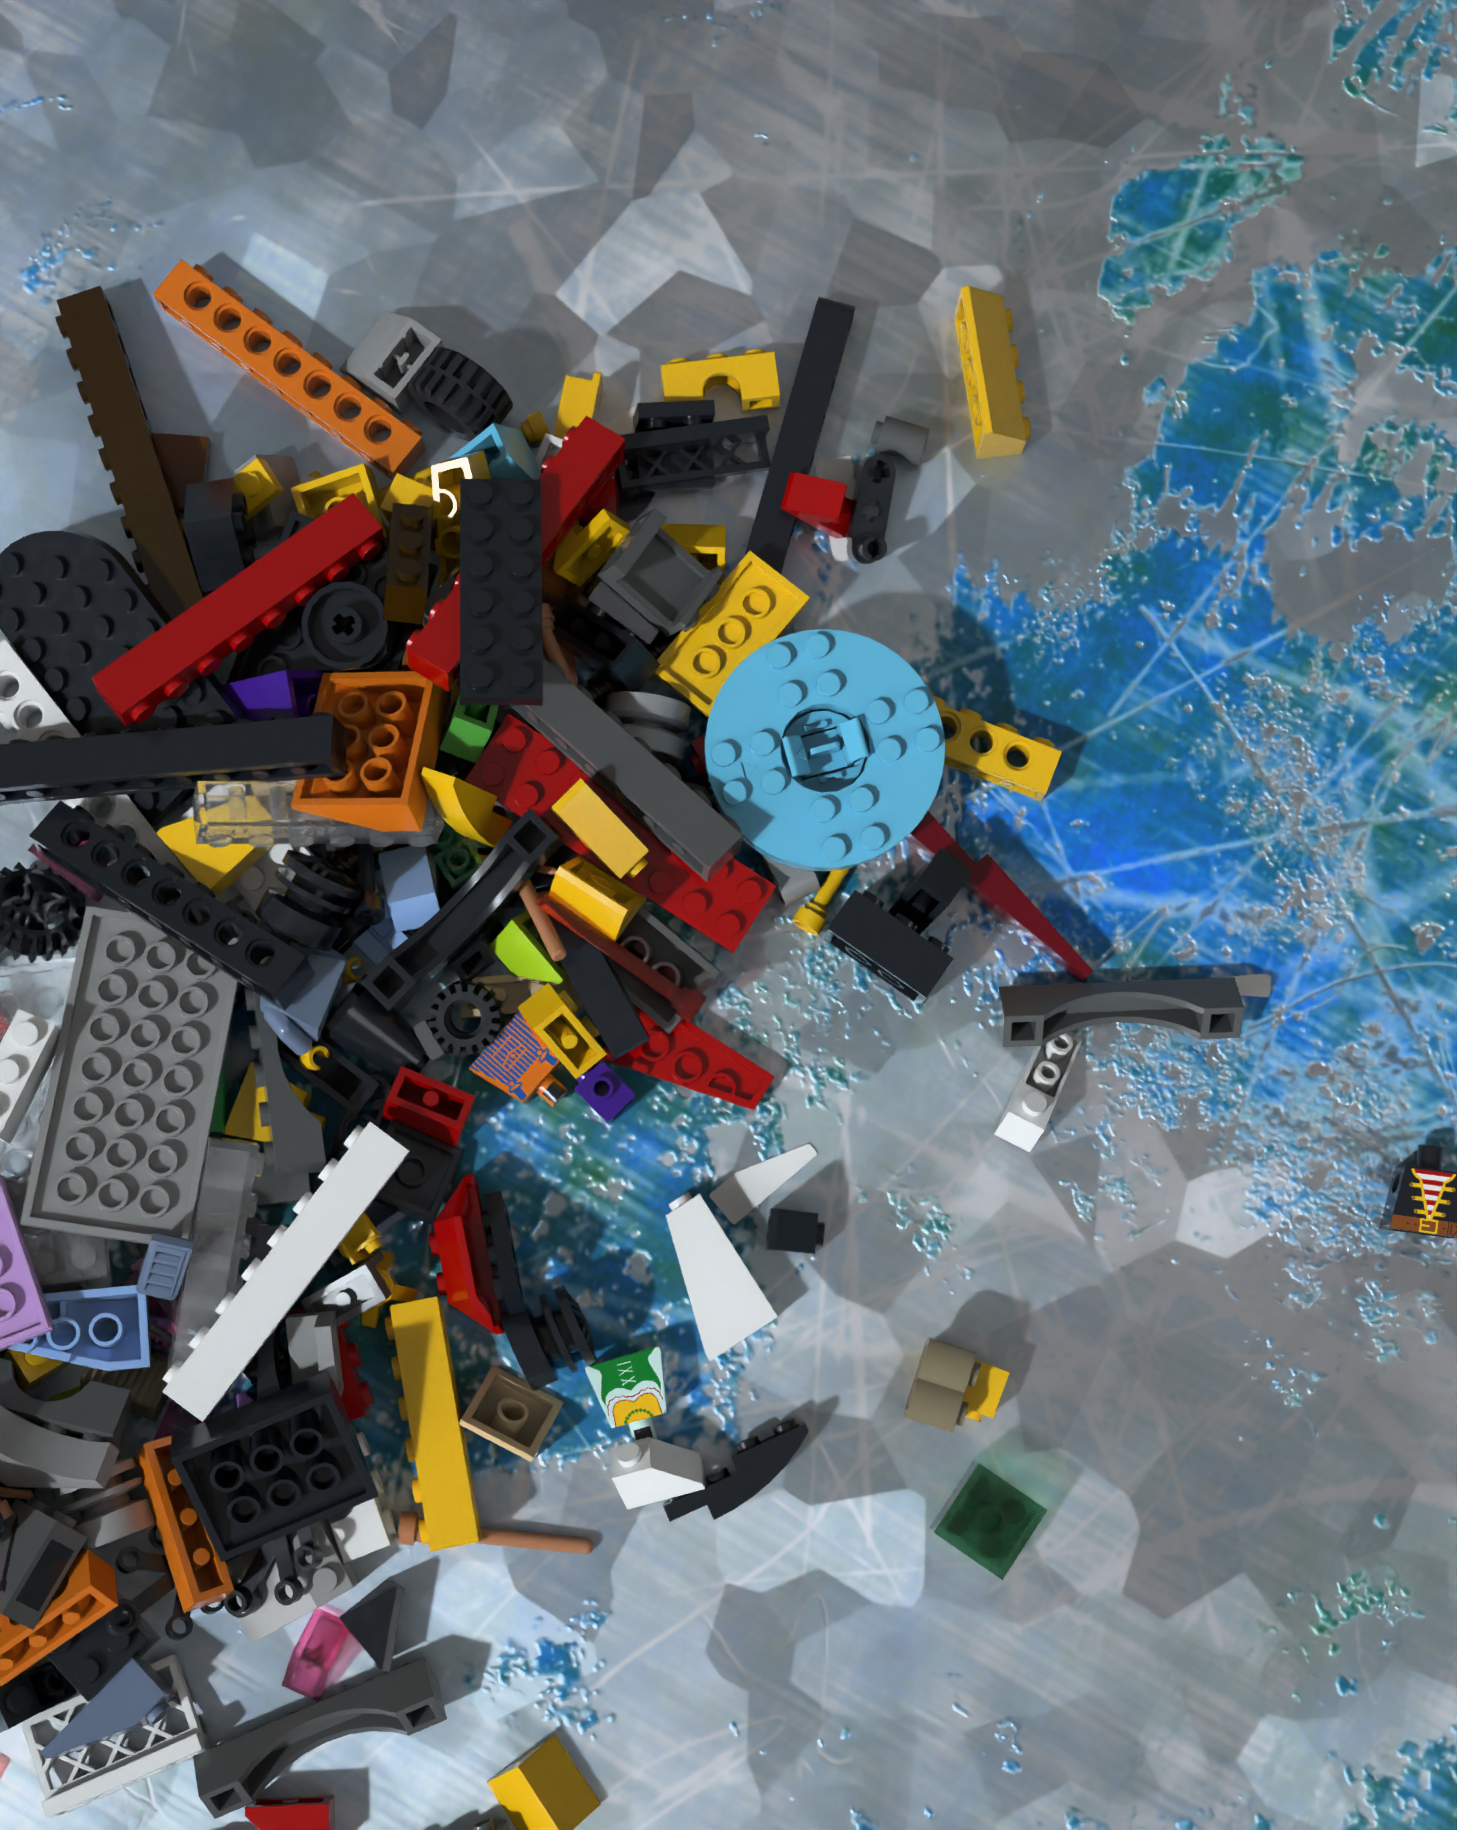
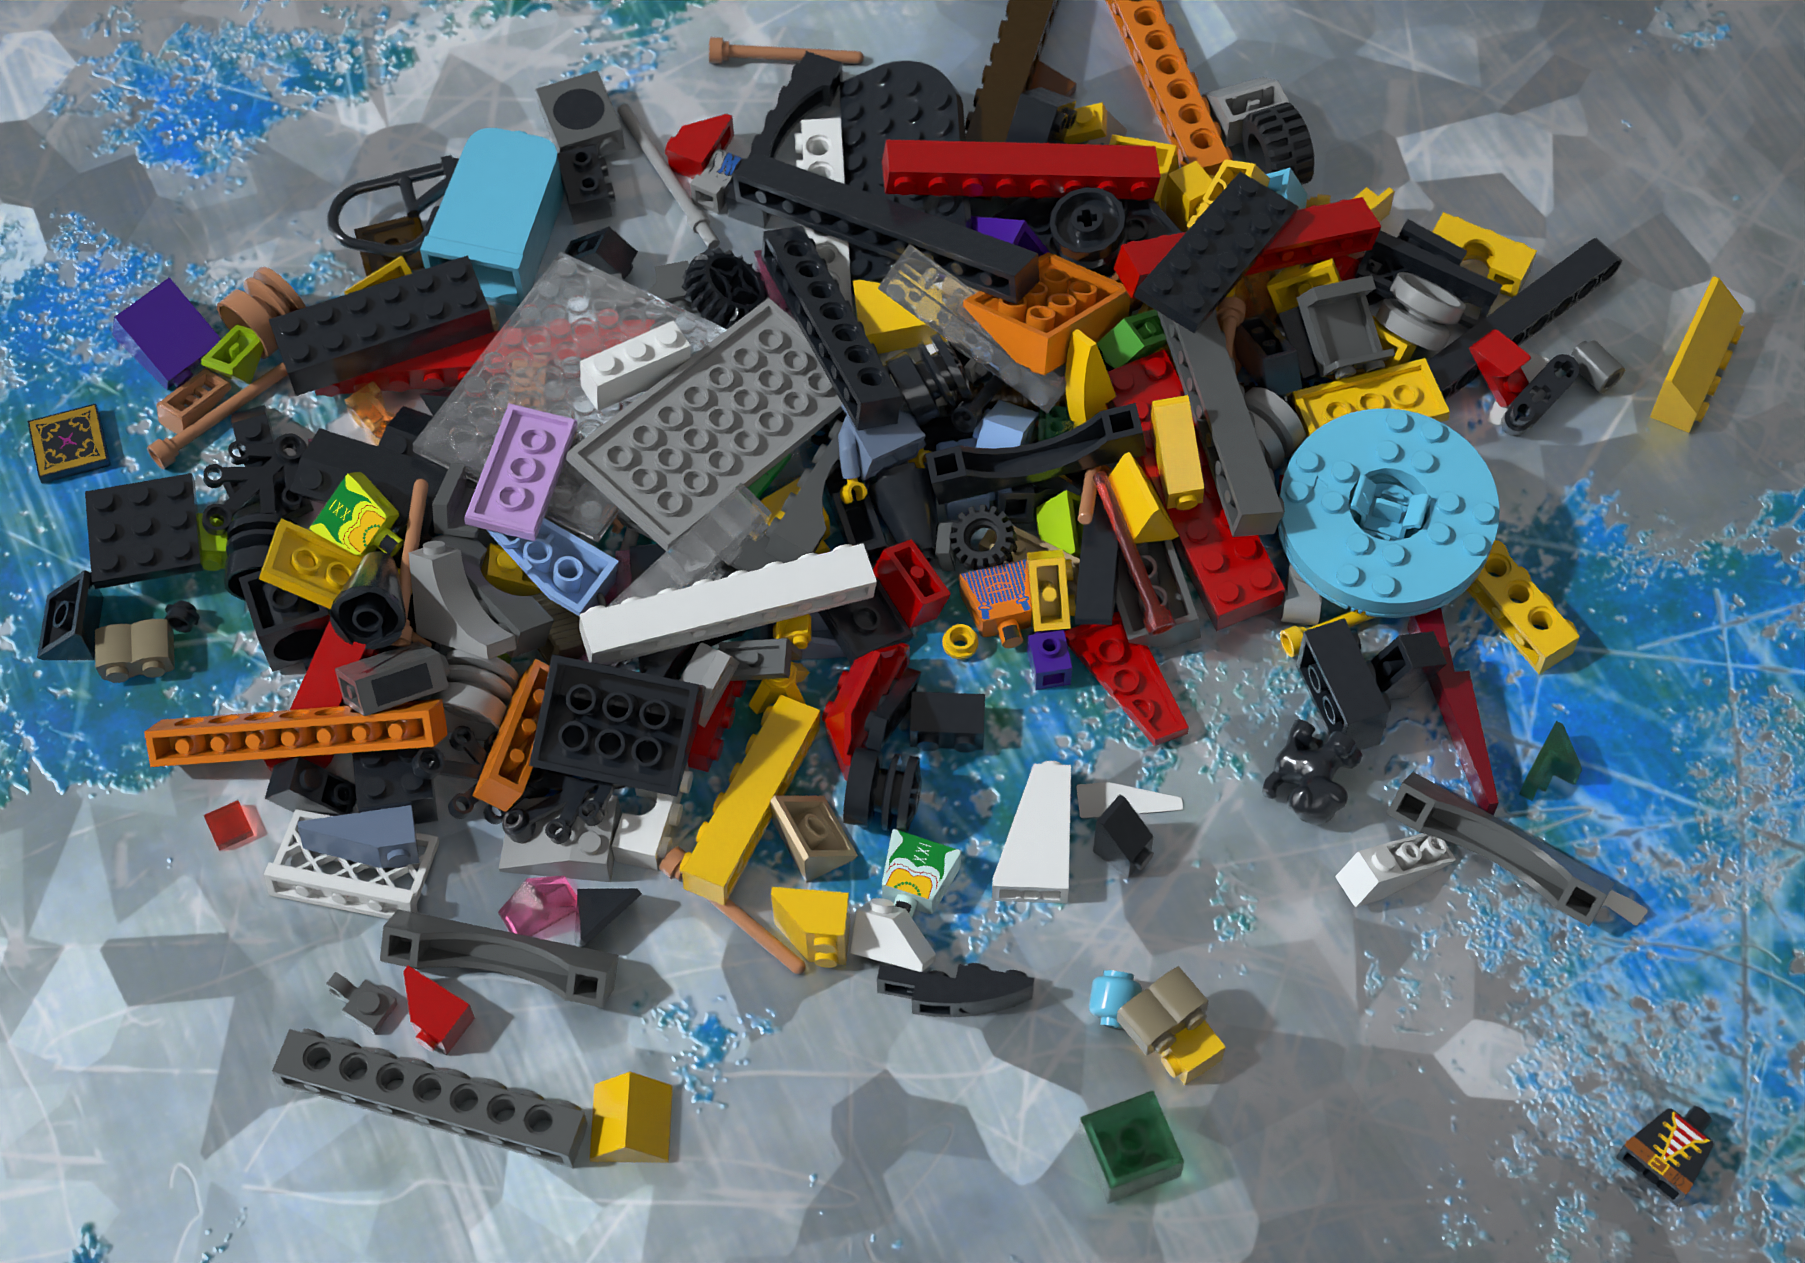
camera: 40 degrees right, 20 degrees down
(164, 1266) = (642, 547): sand blue slope -> none
(407, 563) = (1162, 206): dark brown brick -> none
(499, 1121) = (960, 633): none -> yellow plate
(555, 1220) = (947, 721): none -> black brick
(581, 1510) = (814, 923): none -> yellow slope
(712, 498) = (1420, 311): none -> light grey wheel
(882, 1386) = (1110, 994): none -> medium azure head
(932, 1071) = (1313, 767): none -> black animal
(1106, 882) = (1554, 759): none -> clear green slope

